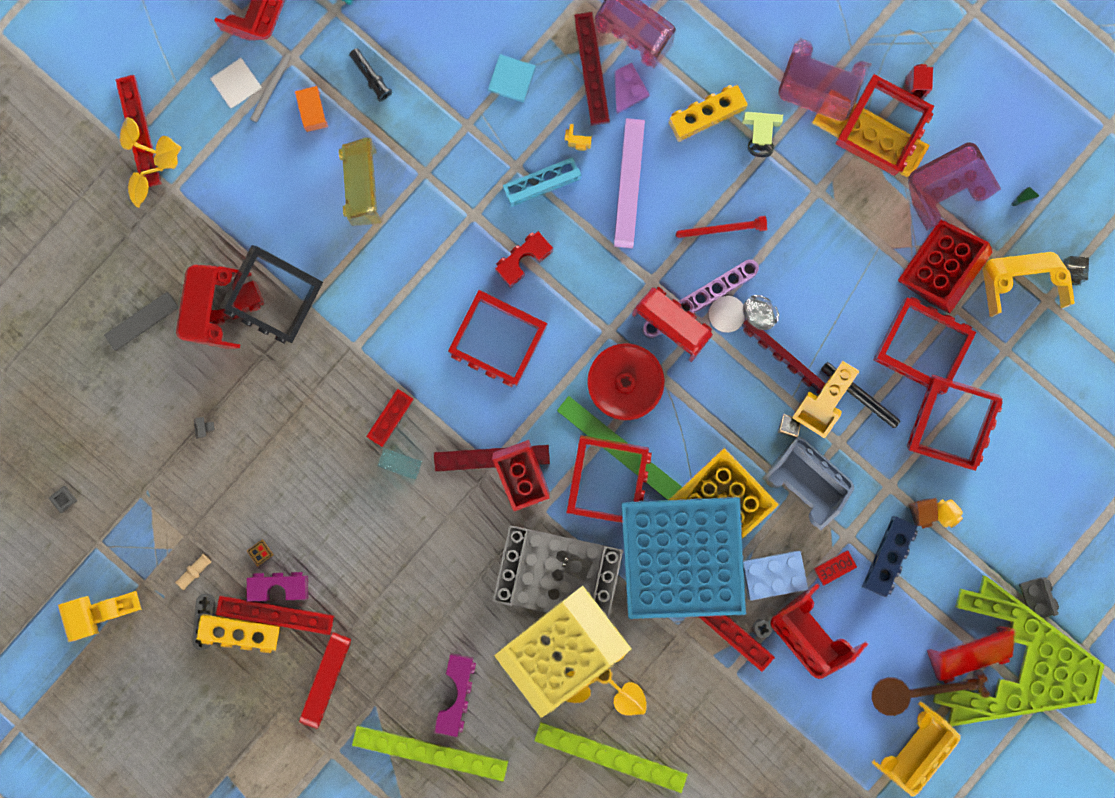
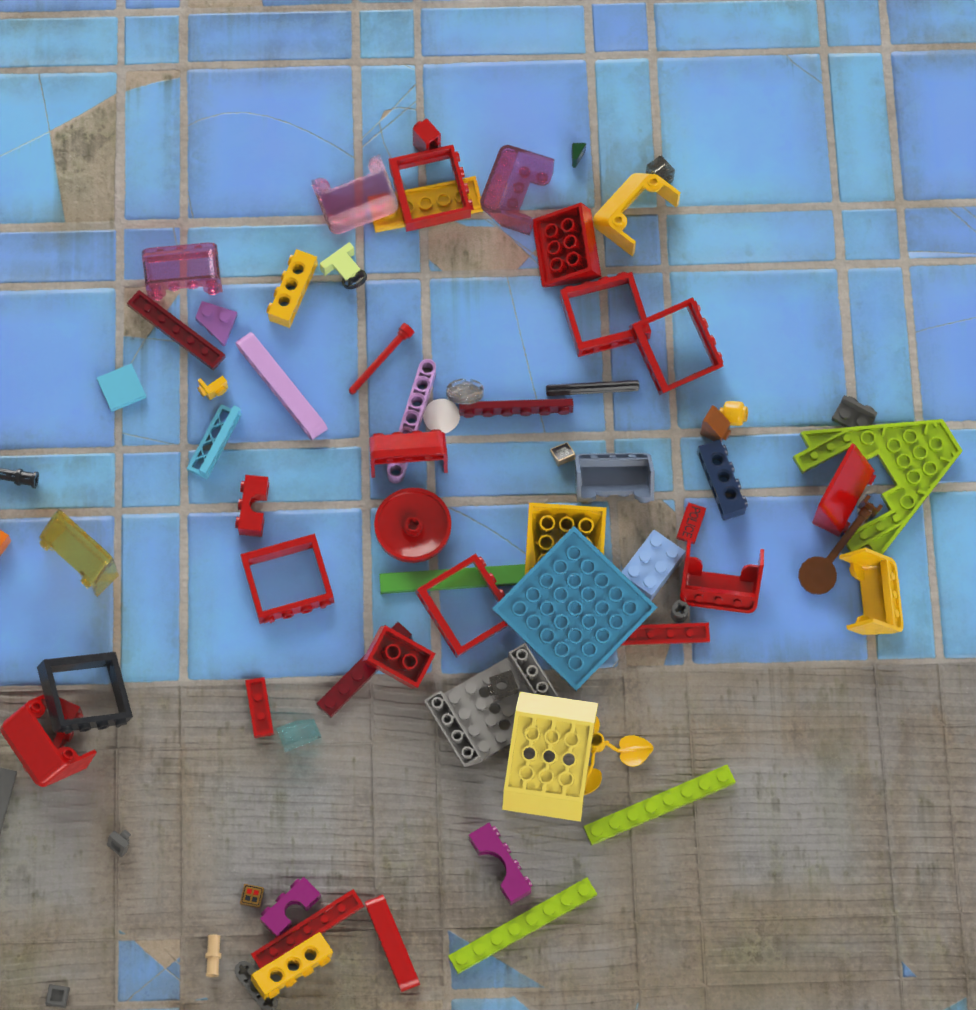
camera: 45 degrees left, 15 degrees down
(819, 411) = (573, 423): yellow plate -> none

